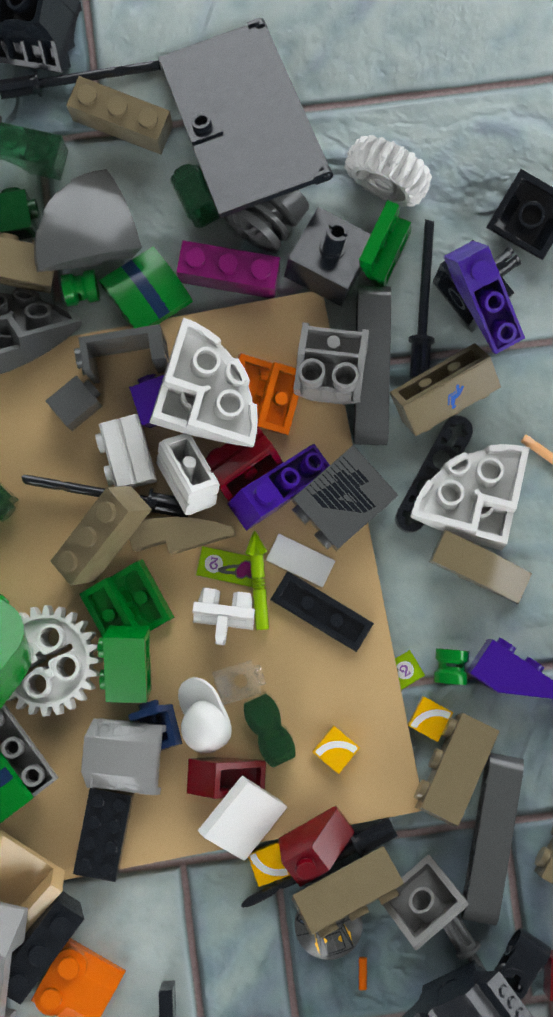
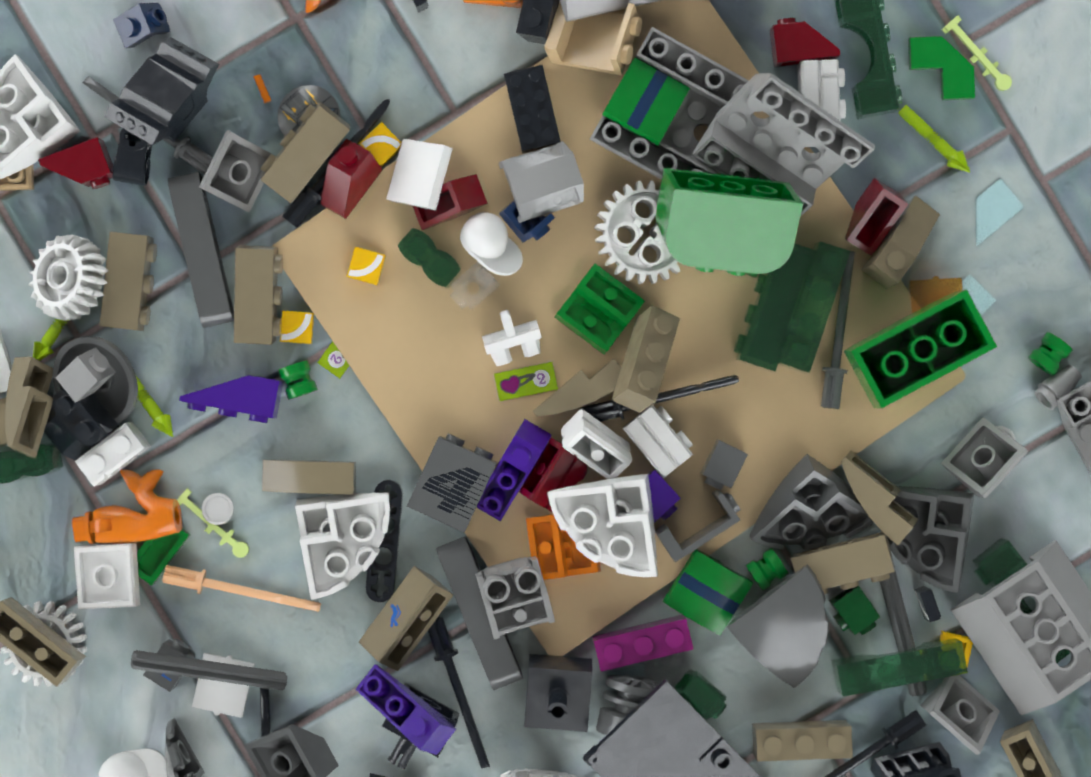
camera: 150 degrees right, 5 degrees up
(126, 664) = (575, 259): green brick -> none
(256, 551) = (508, 405): lime piece -> none
(300, 560) = (467, 414): white sticker -> none
(322, 611) = (429, 378): black tile -> none
(385, 245) = (513, 723): green slope -> none

